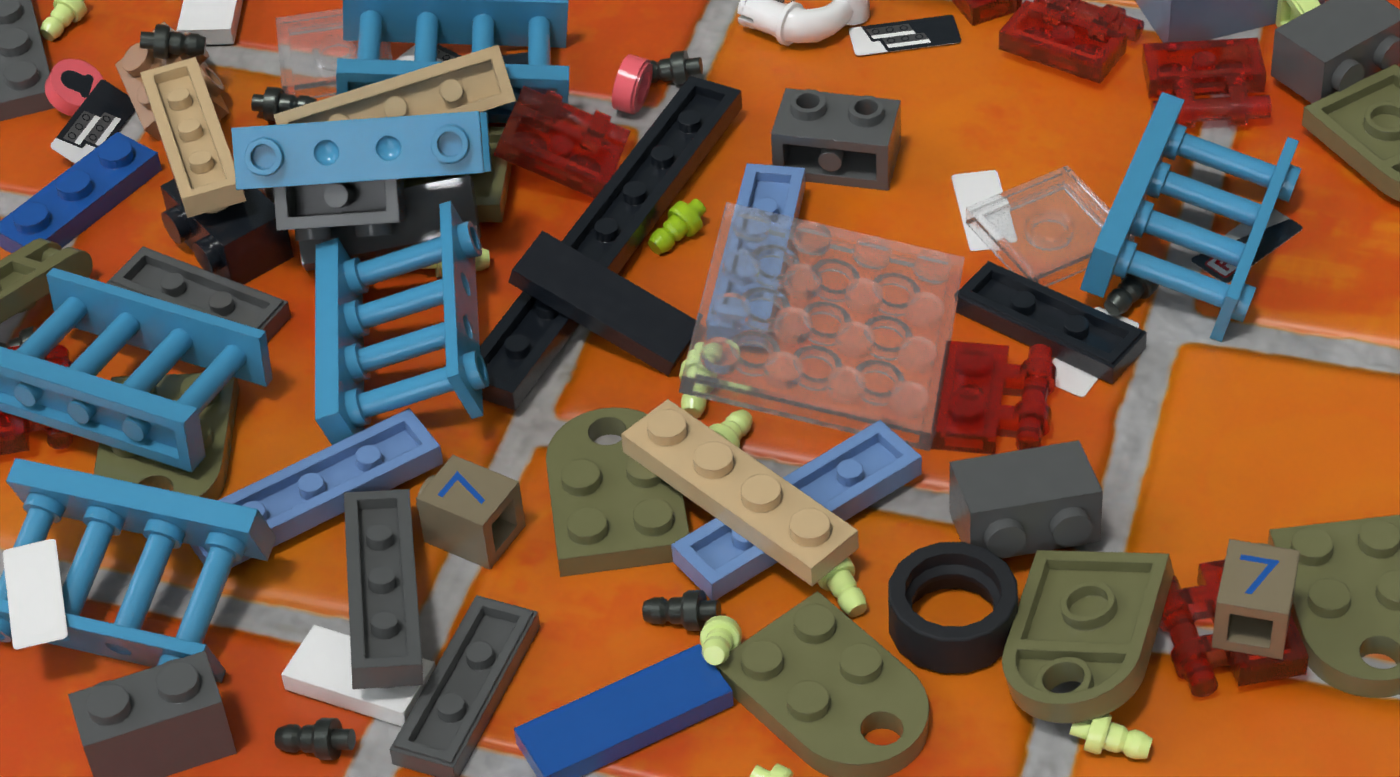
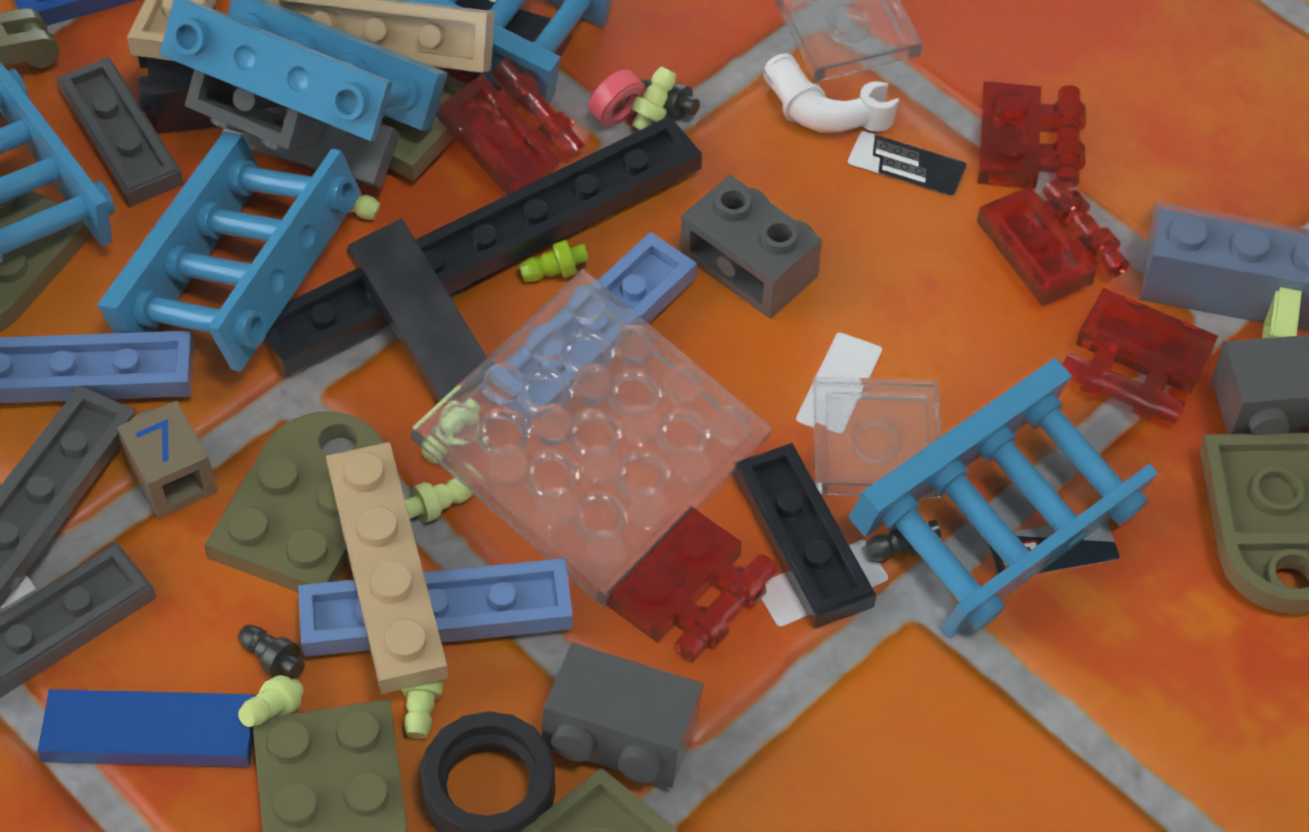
camera: 25 degrees right, 10 degrees up
(664, 78) = (651, 104): none -> yellowish green piece

